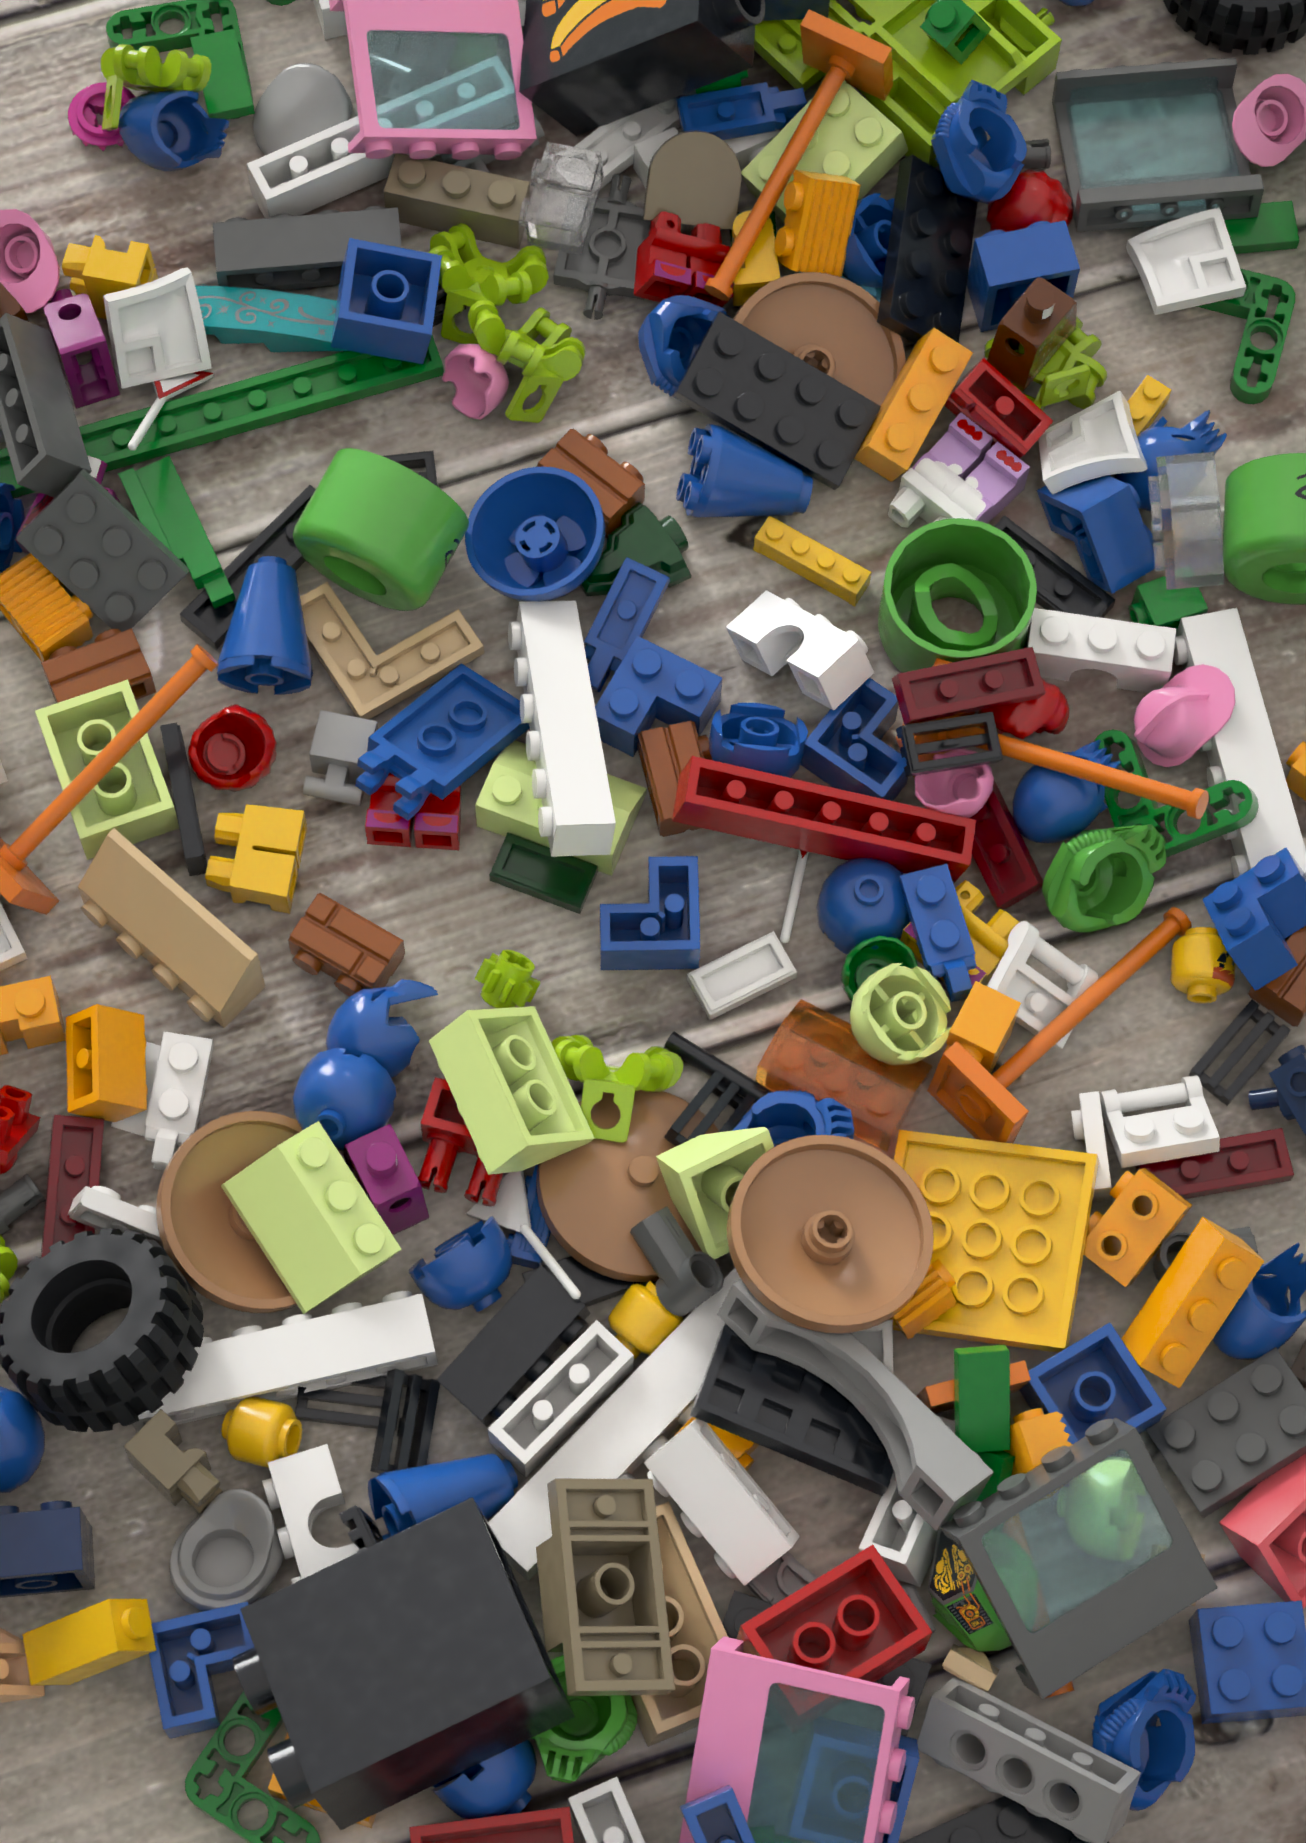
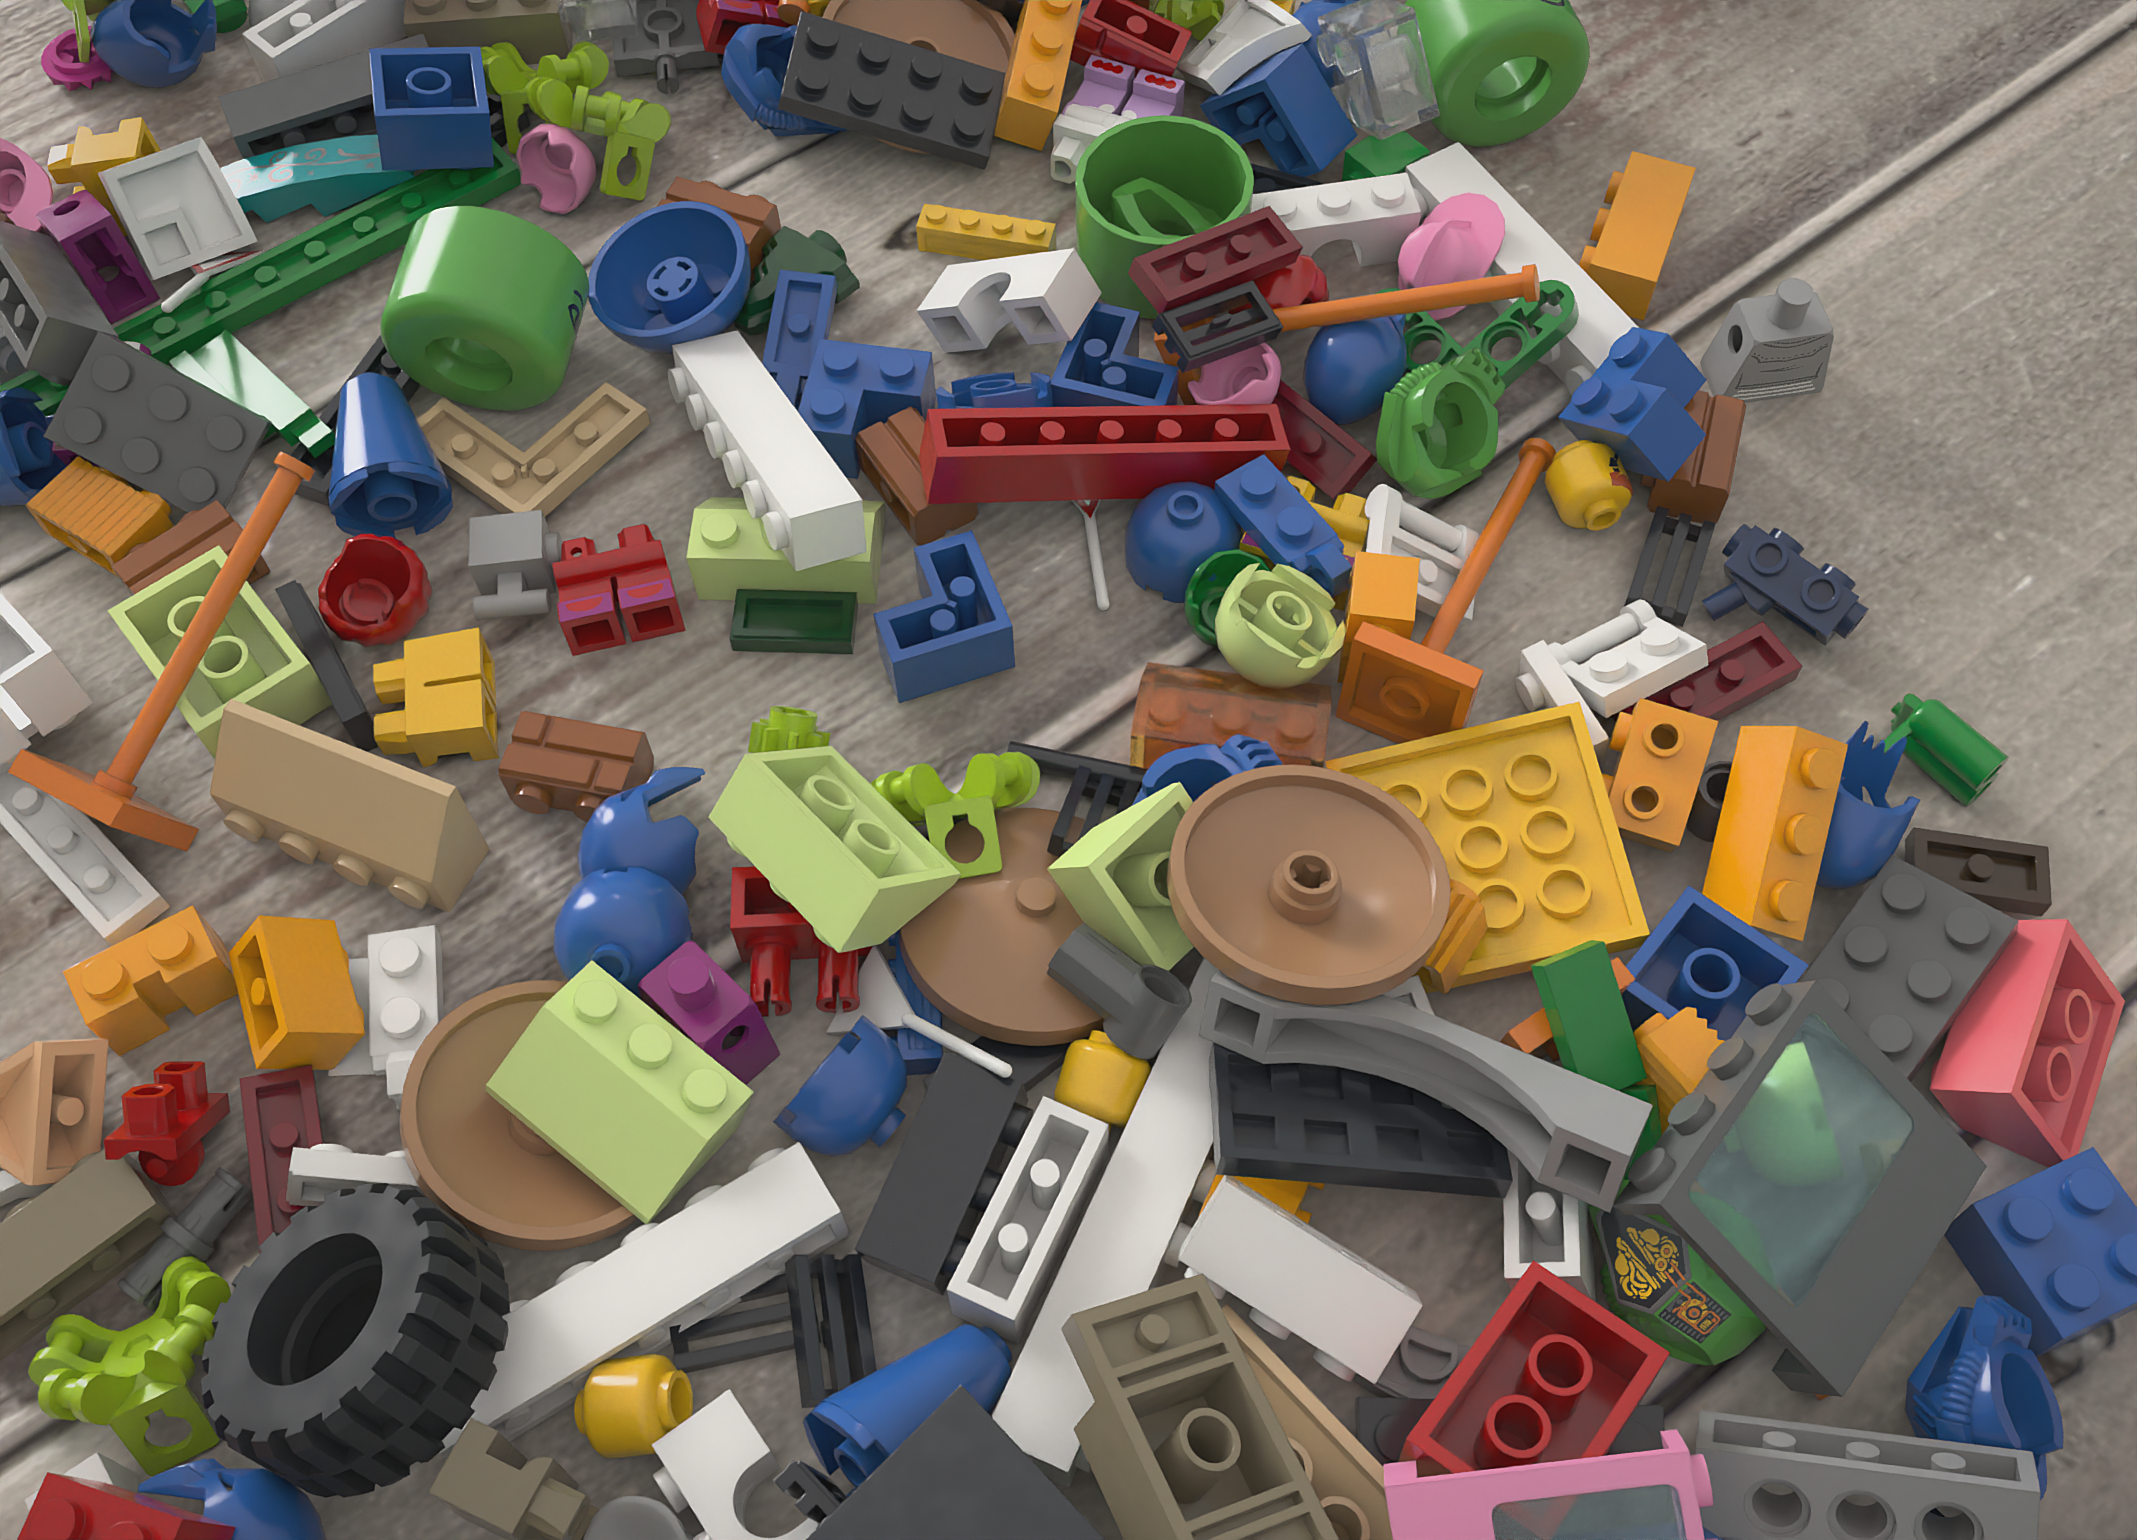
camera: 15 degrees left, 10 degrees down
(441, 739) = (623, 510): blue tile -> none
(739, 479) = (878, 176): blue cone -> none
(741, 975) = (1068, 659): white tile -> none
(970, 1666) = (1711, 1389): tan tile -> none

